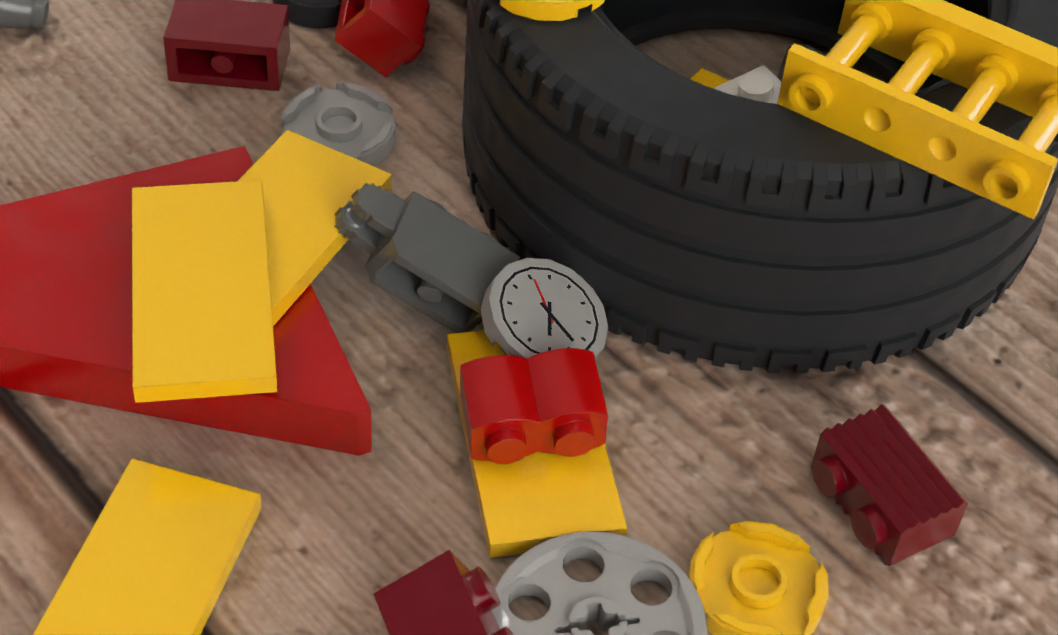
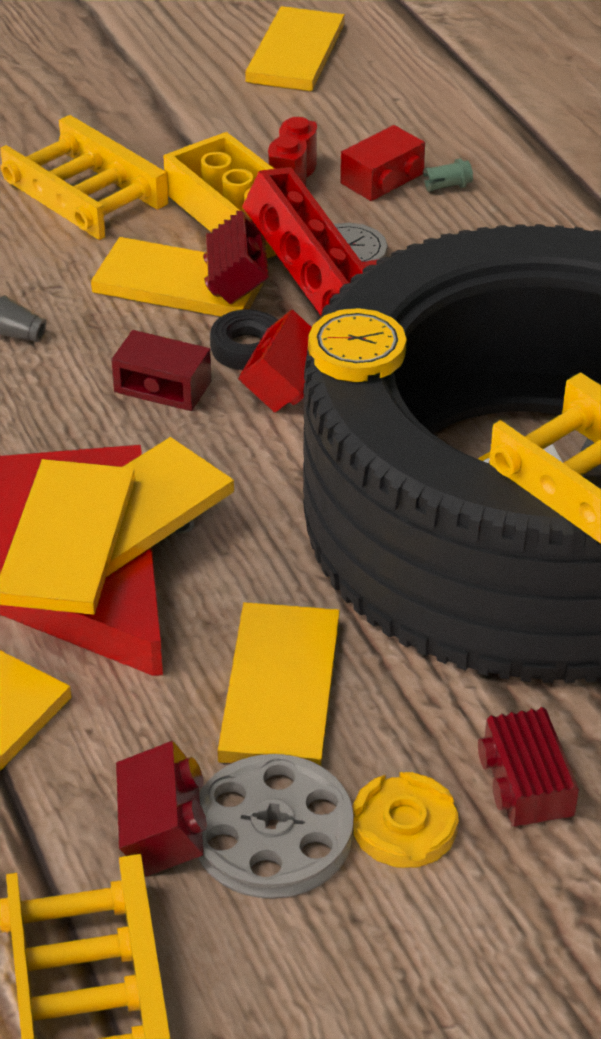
camera: 20 degrees right, 5 degrees down
(345, 119) = (227, 442): light grey tile -> none
(424, 254) = (248, 548): dark grey hinge -> none
(533, 405) = (278, 659): red brick -> none
(542, 308) = (311, 601): light grey tile -> none

